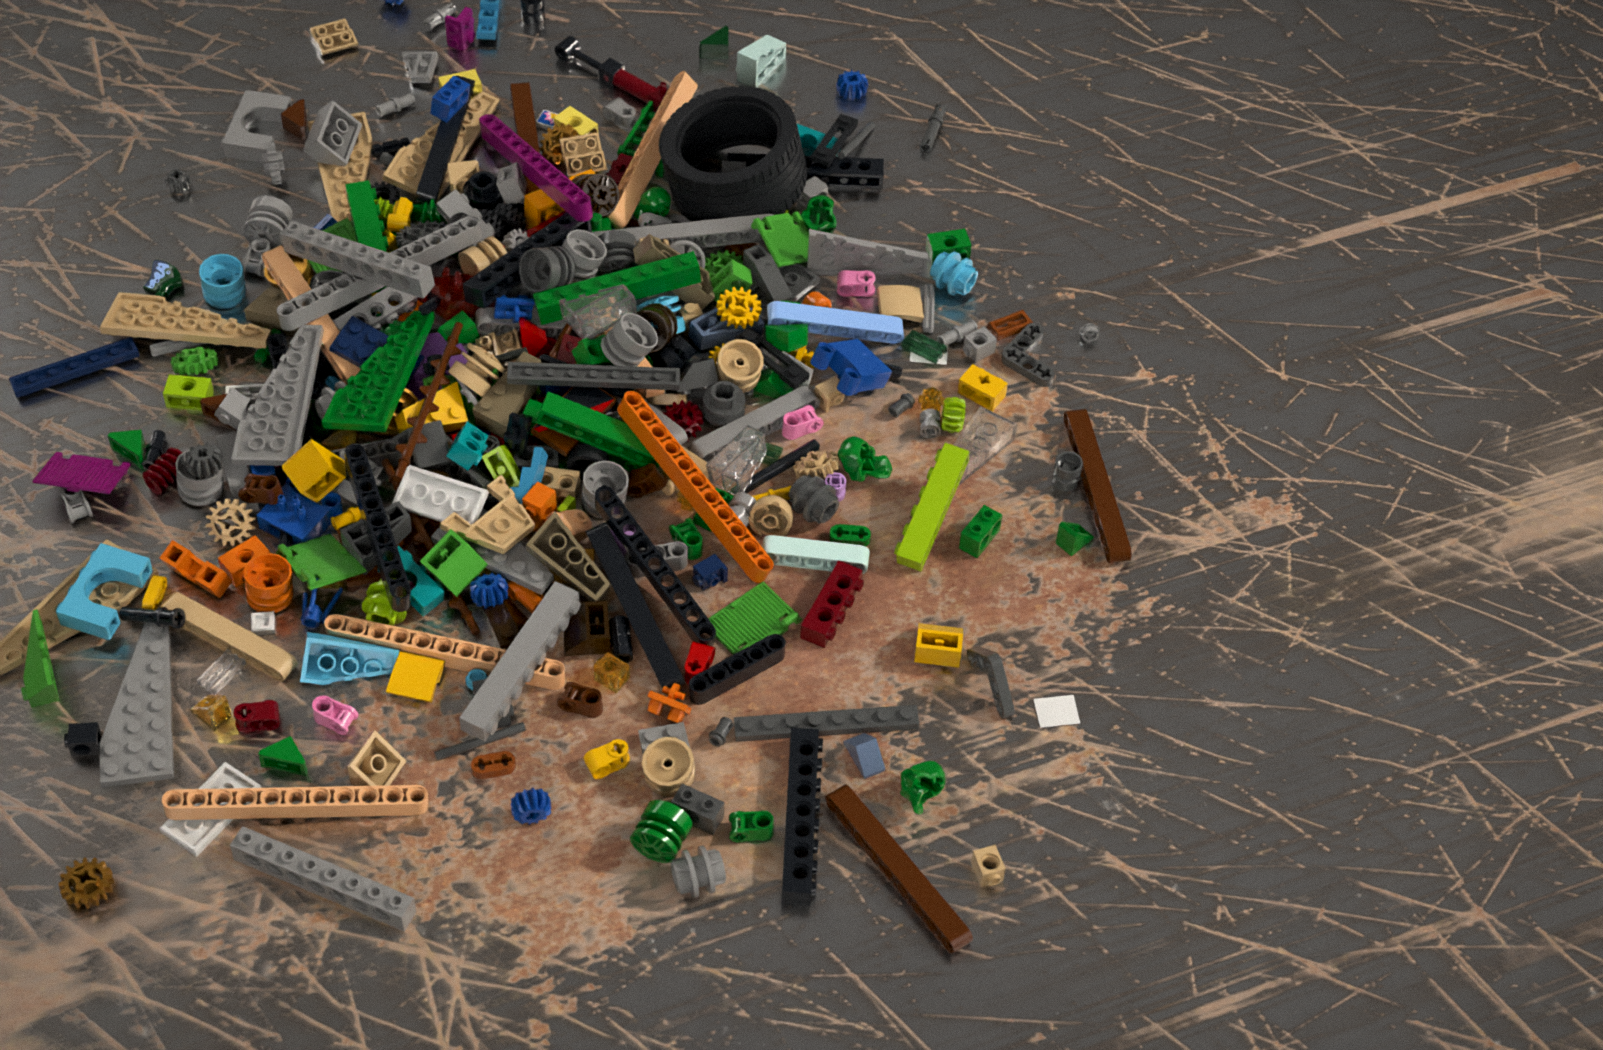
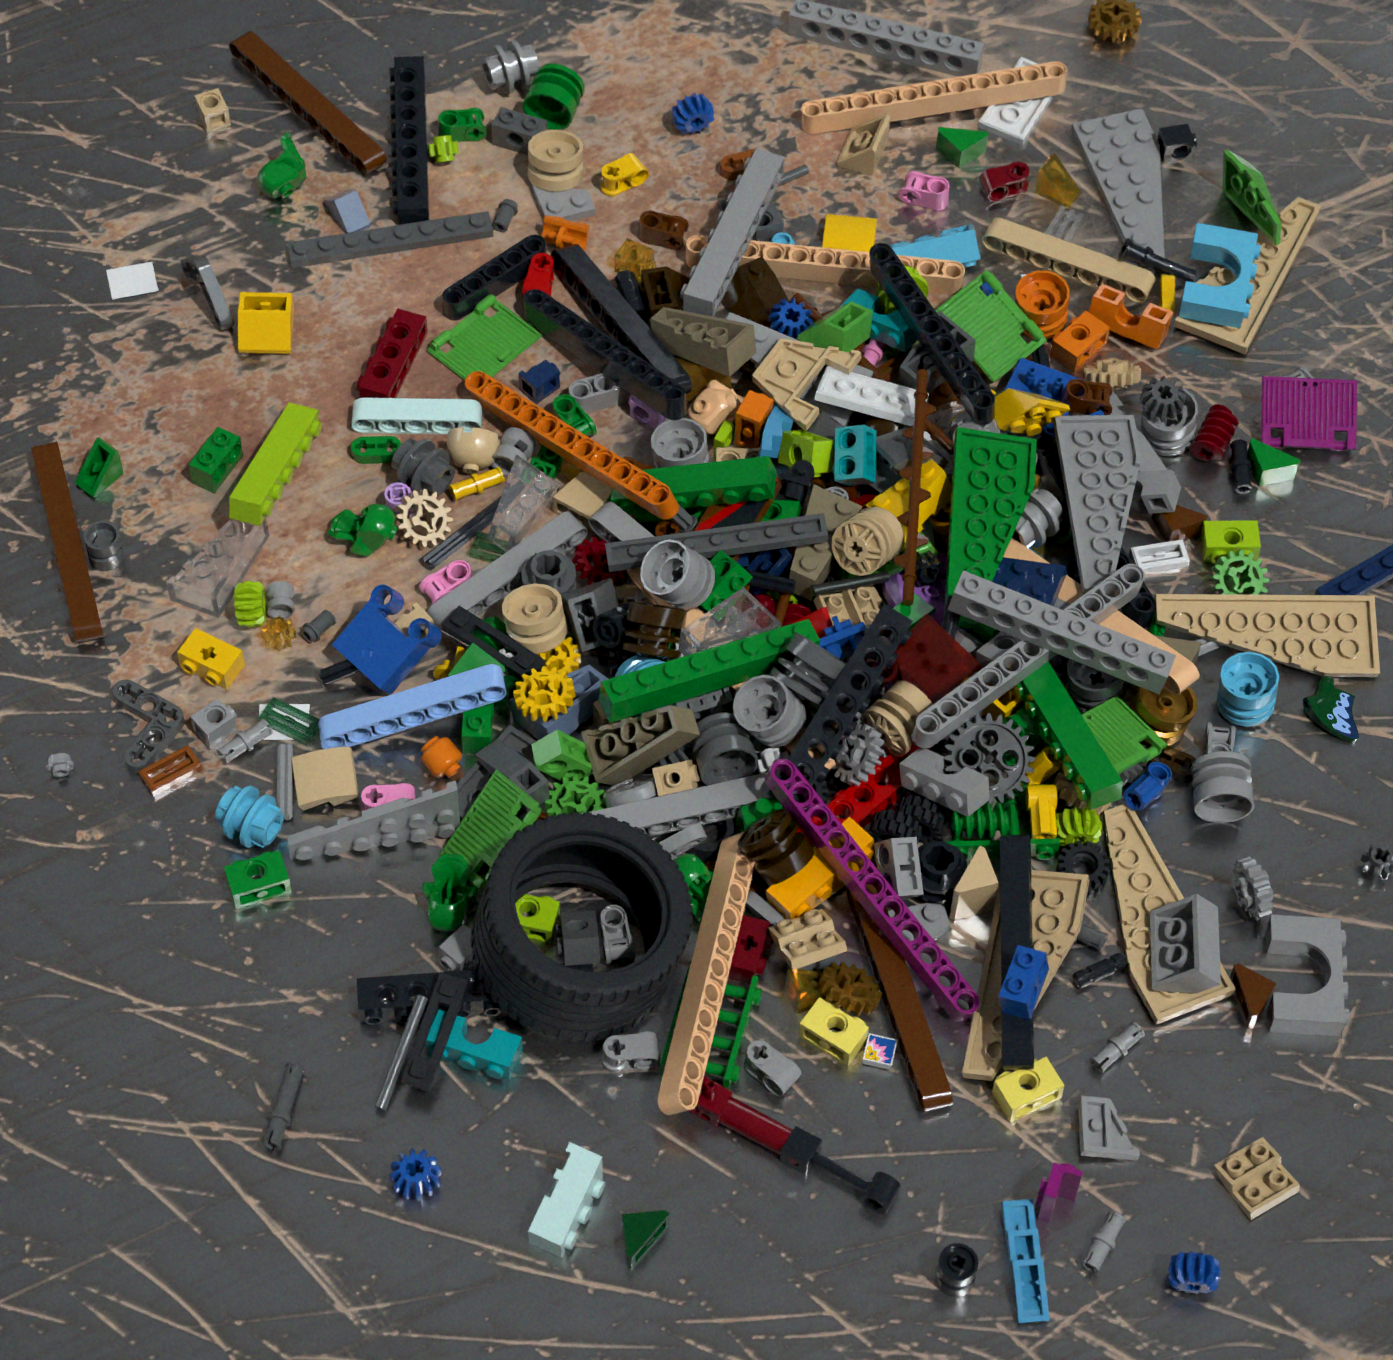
camera: 175 degrees right, 5 degrees up
(775, 803) = (443, 148): none -> lime gear

